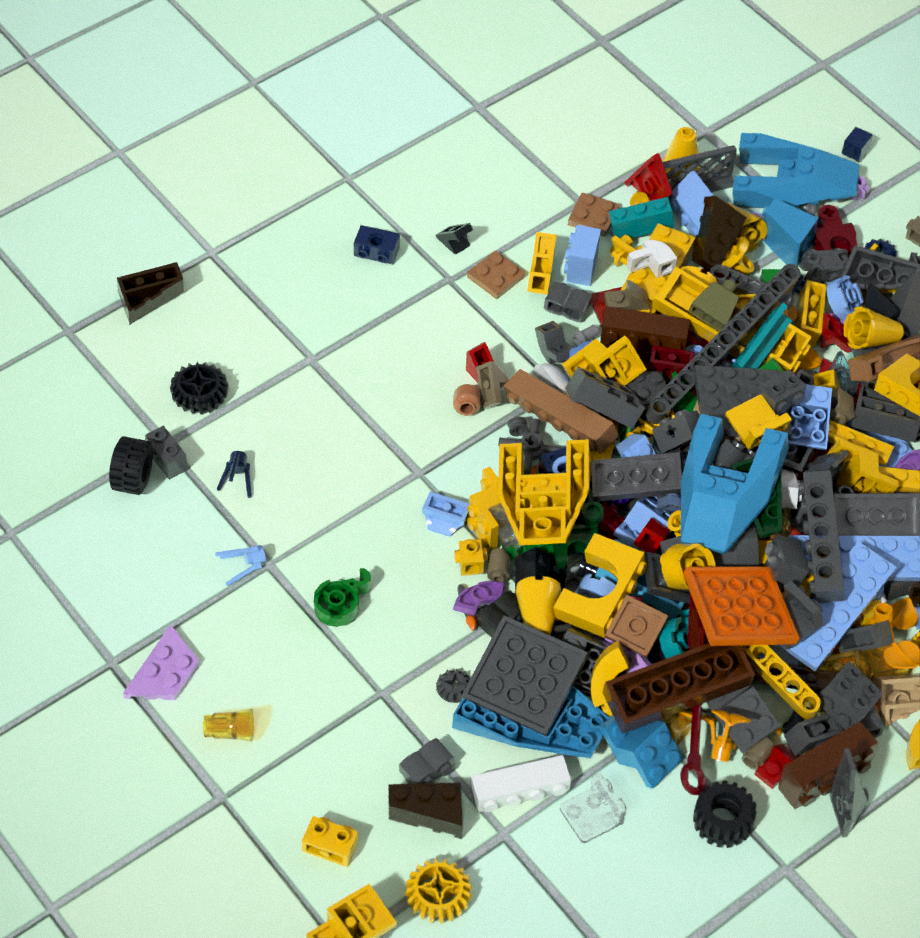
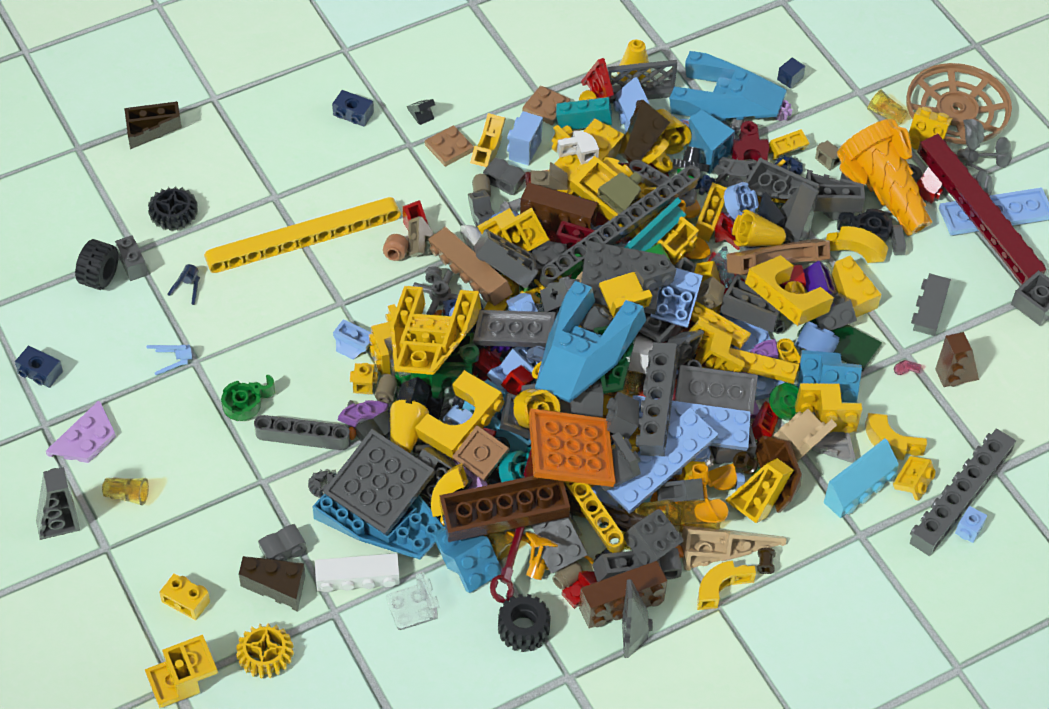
camera: 10 degrees right, 0 degrees up
(102, 592) = (38, 366): none -> dark blue brick
(158, 757) = (56, 506): none -> dark grey wedge
(355, 400) = (302, 235): none -> yellow beam
(404, 628) = (293, 435): none -> dark grey beam
(544, 313) = (481, 182): none -> dark tan brick
(774, 257) = (691, 156): none -> black plant
(875, 225) = (788, 143): none -> yellow hinge

